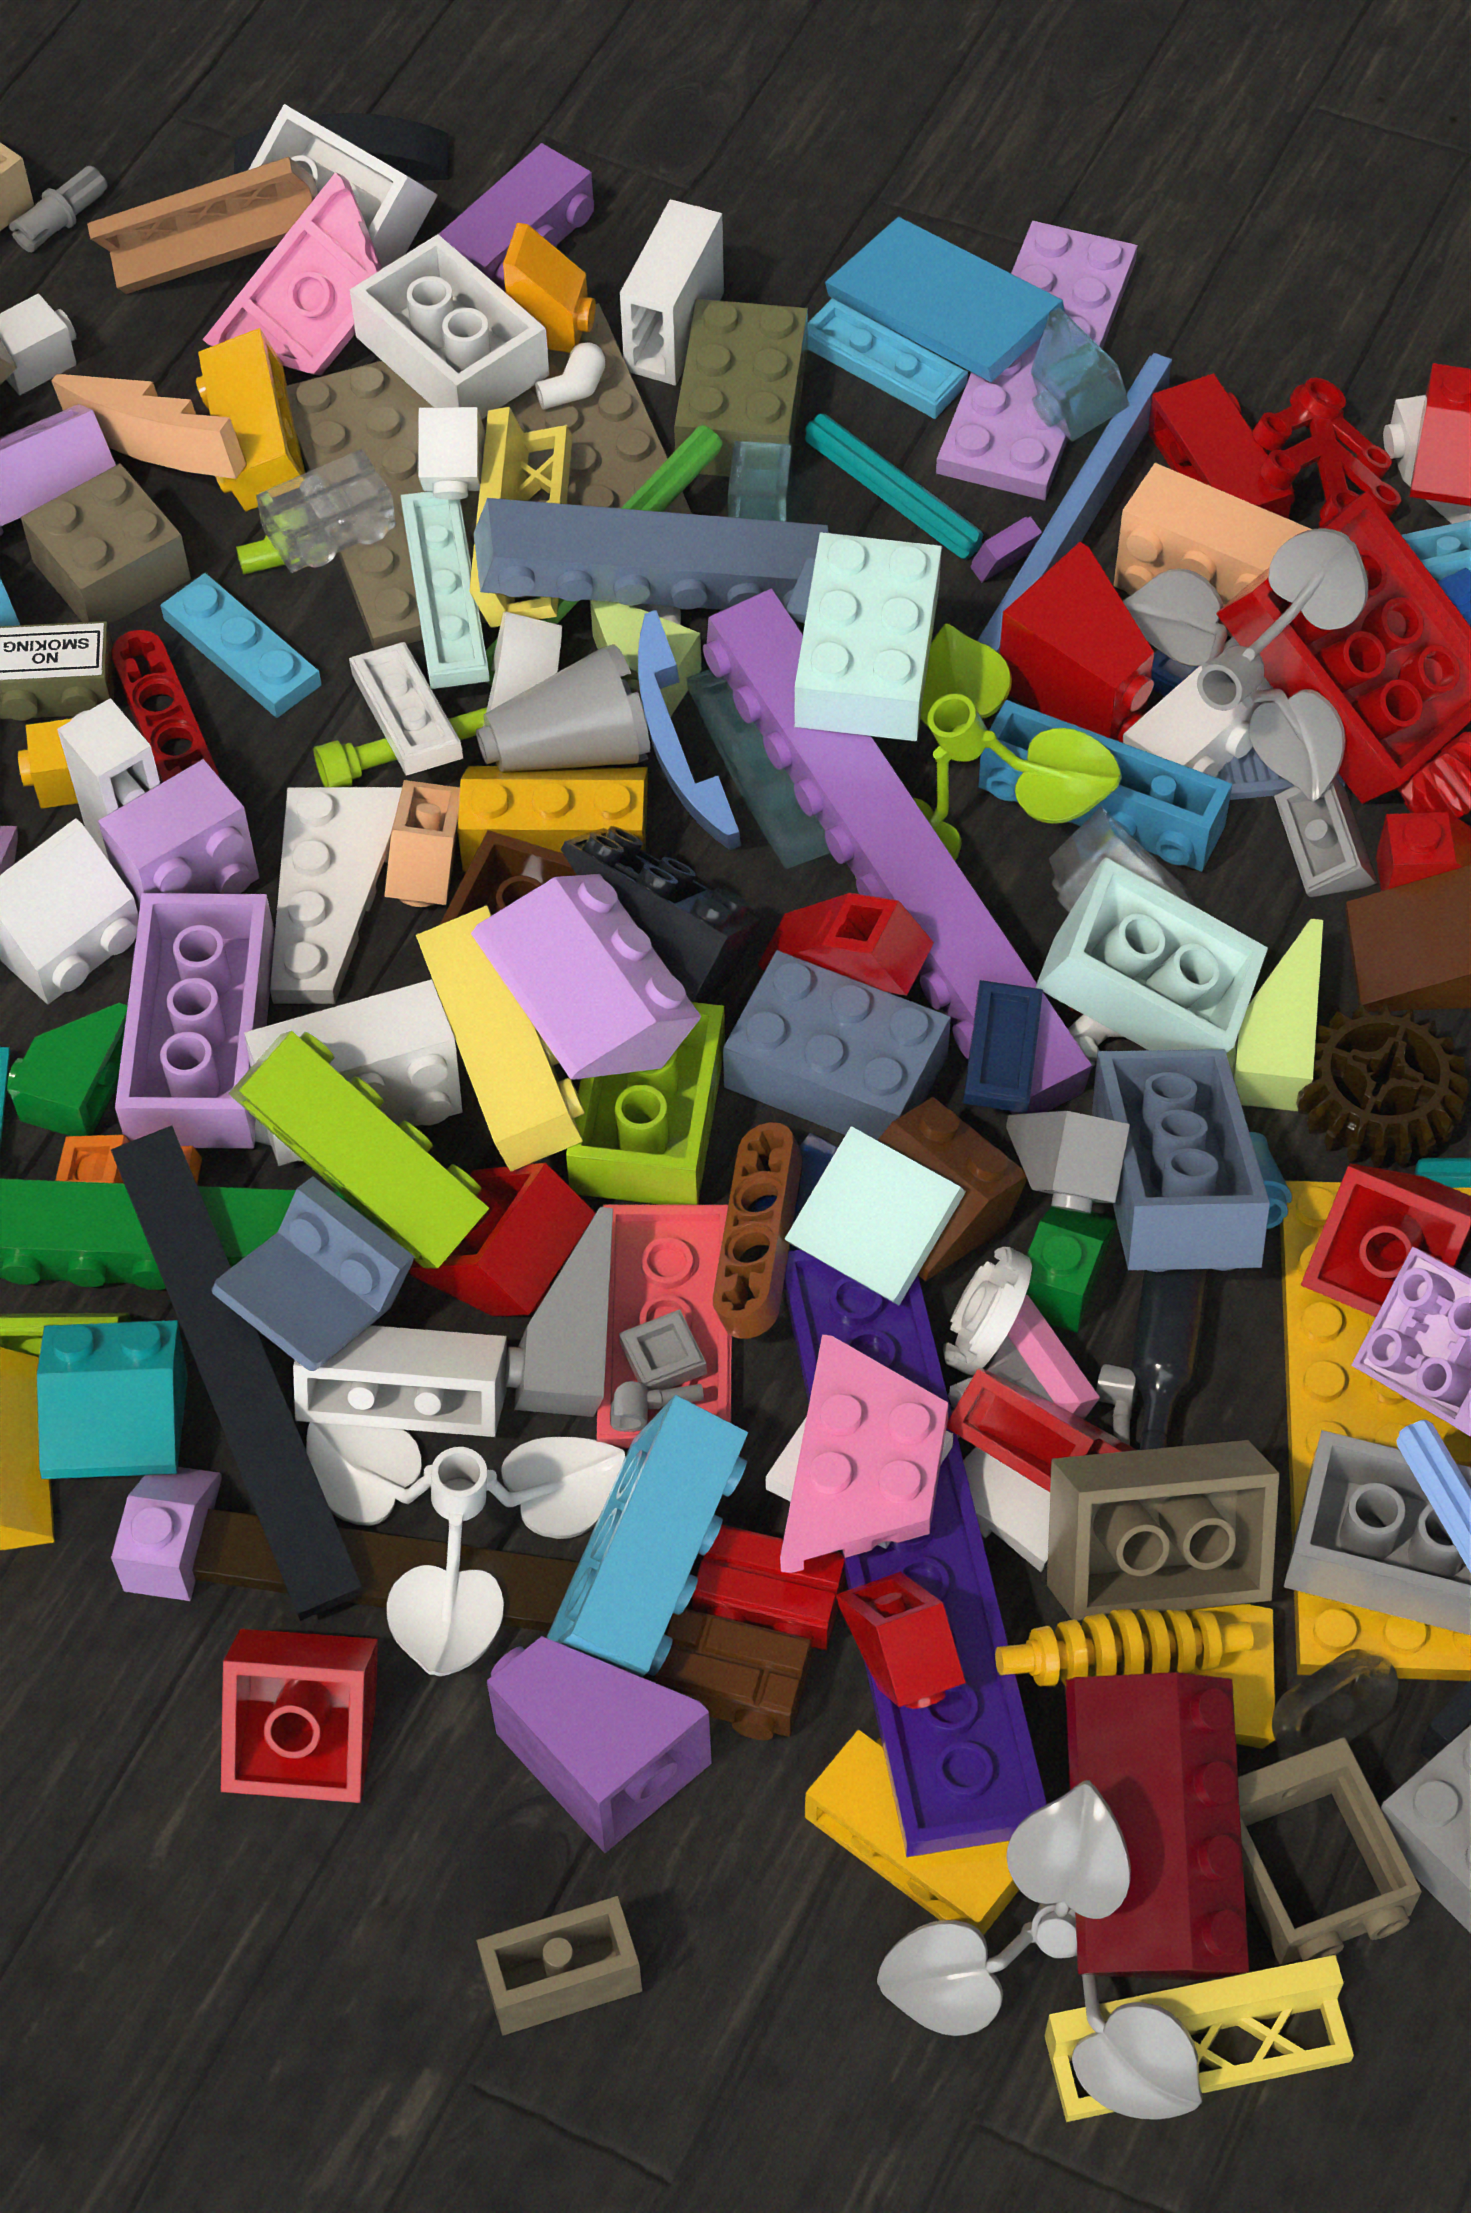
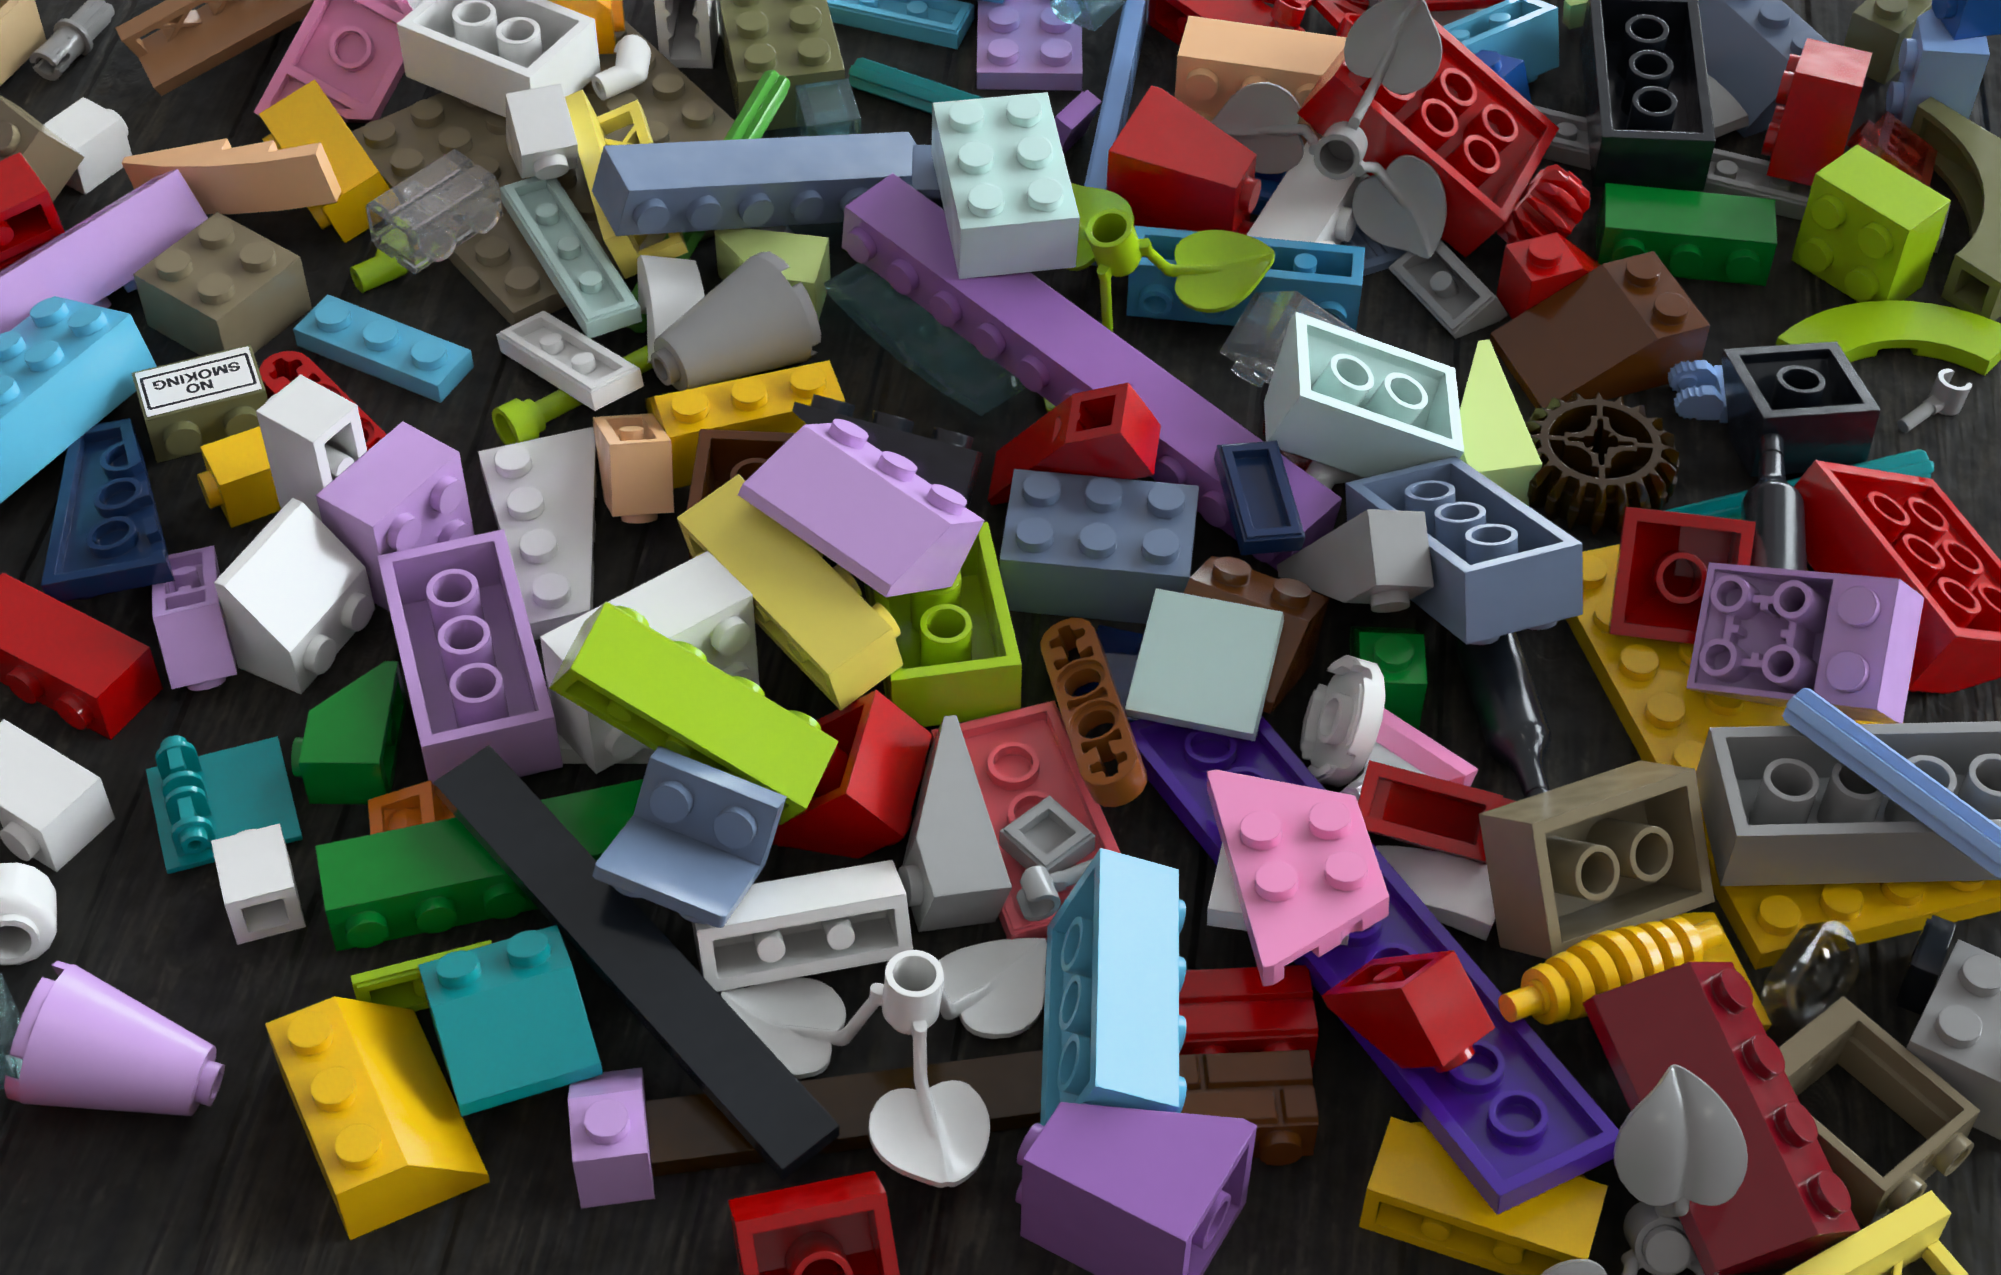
camera: 20 degrees left, 10 degrees down
(705, 799) = (886, 373): medium blue slope -> none
(1119, 1388) = (1488, 761): light grey hand -> none

